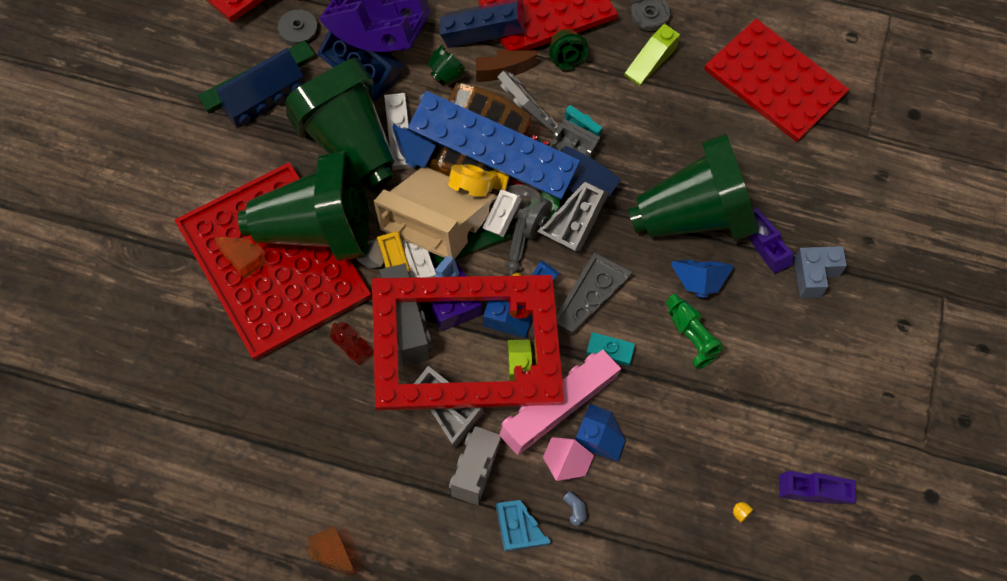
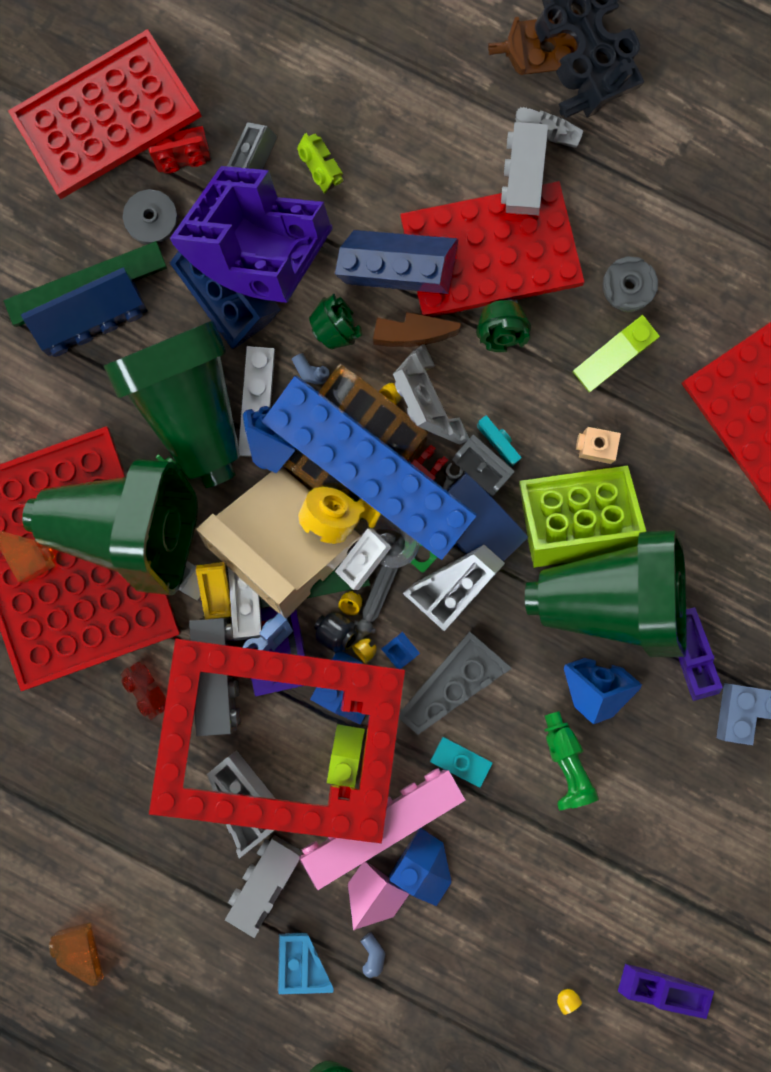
camera: 15 degrees right, 20 degrees up
(491, 267) = (335, 632): none -> black head
(493, 250) = (347, 608): none -> yellow hinge
(537, 218) = (407, 575): dark grey plate -> none
(652, 159) = (580, 515): none -> lime slope
(656, 114) = (598, 445): none -> light nougat brick

